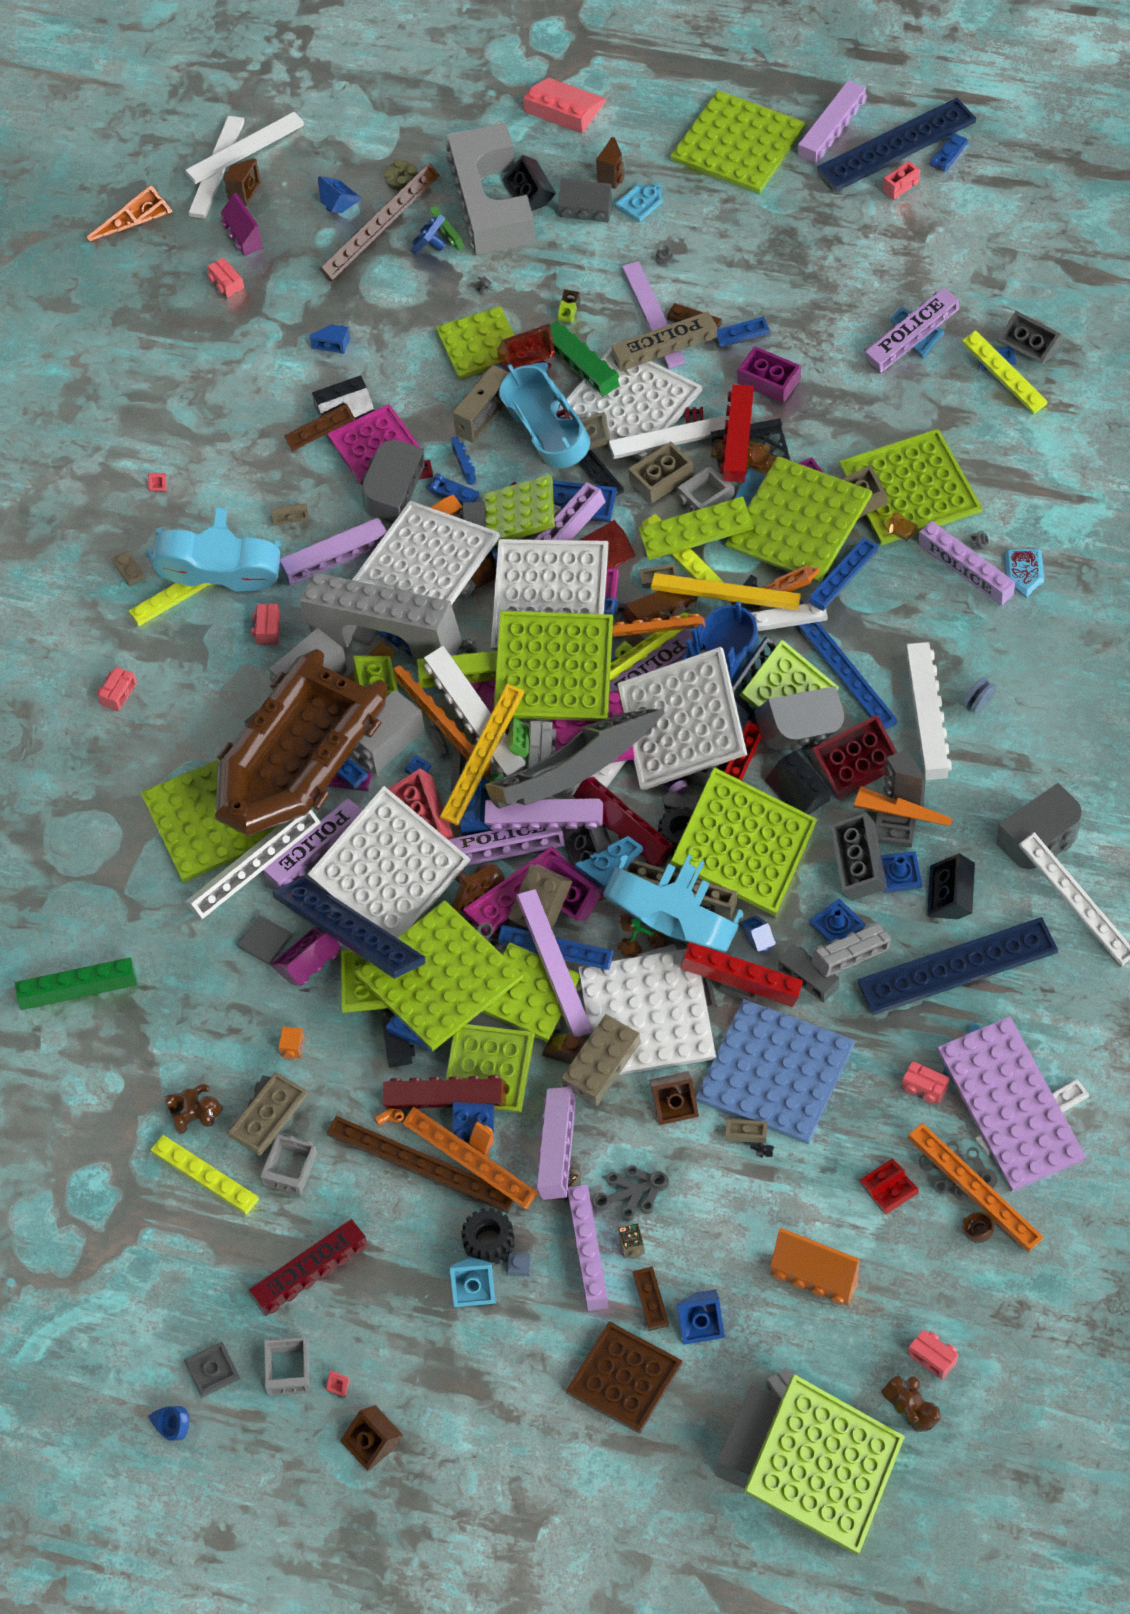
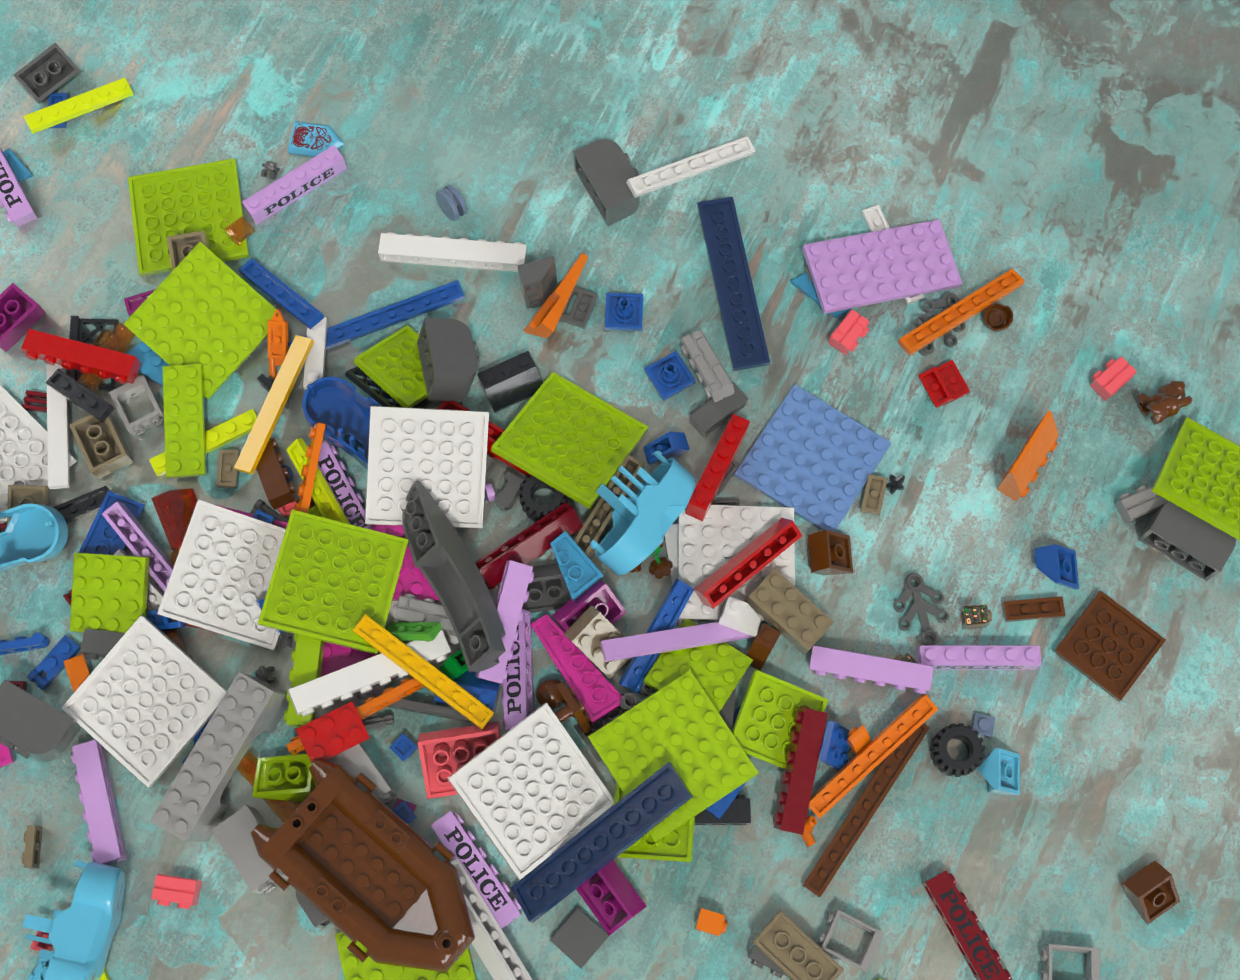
camera: 85 degrees left, 15 degrees up
(337, 1383) = (1091, 918): coral slope -> none
(414, 696) = (333, 733): none -> red plate
(586, 1014) = (740, 617): none -> white slope
(642, 1011) = (747, 562): none -> red brick
(700, 442) = (80, 395): none -> black tile
(853, 757) = (492, 323): dark red slope -> none
(858, 856) = (606, 340): dark grey brick -> none
(951, 888) = (651, 271): black slope -> none

